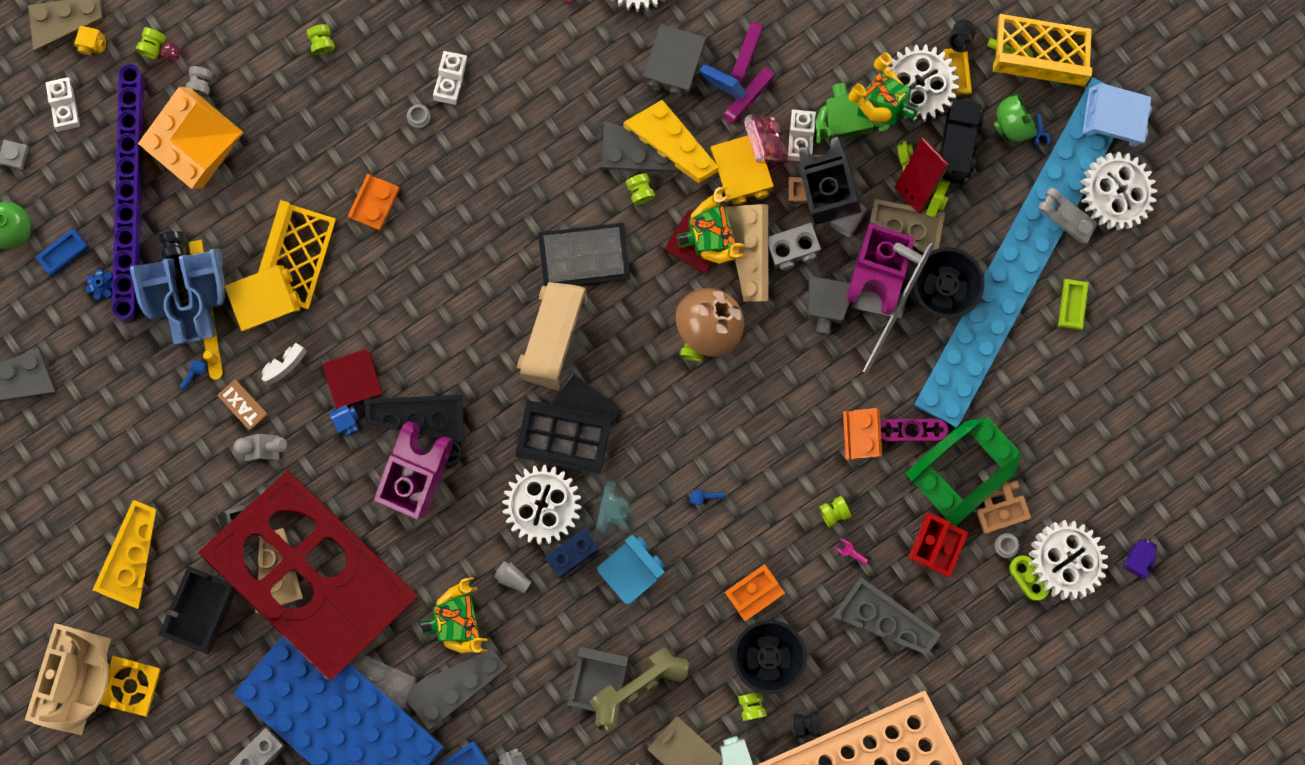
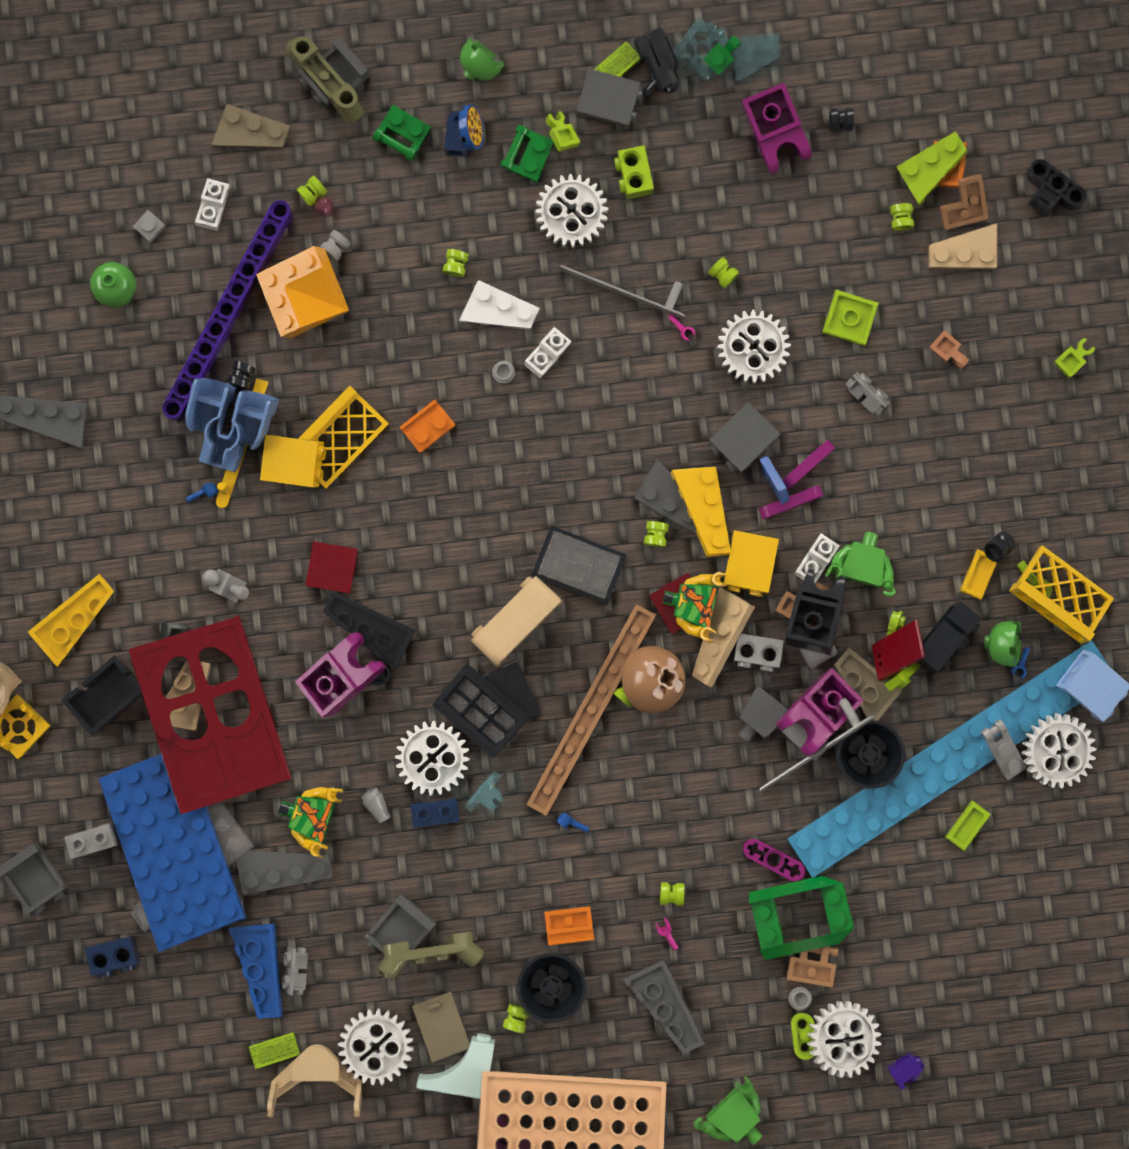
camera: 25 degrees right, 5 degrees up
(62, 252) = (147, 331): blue tile -> none
(89, 41) = (262, 162): yellow plate -> none
(102, 288) = (169, 378): blue plant -> none
(242, 405) = (230, 541): medium nougat tile -> none
(276, 370) = (273, 527): white slope -> none
(345, 420) = (307, 599): blue plate -> none
(382, 60) = (495, 307): none -> white wing
(631, 569) = (477, 851): dark azure bracket -> none
(666, 383) = (590, 710): none -> medium nougat plate
(765, 139) = (783, 549): clear pink plate -> none
(807, 725) = (553, 1058): black wheel -> none
(862, 434) = (730, 841): orange plate -> none
(885, 97) = (903, 568): torso -> none
(933, 99) = (944, 589): white gear -> none
(937, 545) = (742, 968): red brick -> none
(1006, 686) = (734, 1116): none -> bright green torso

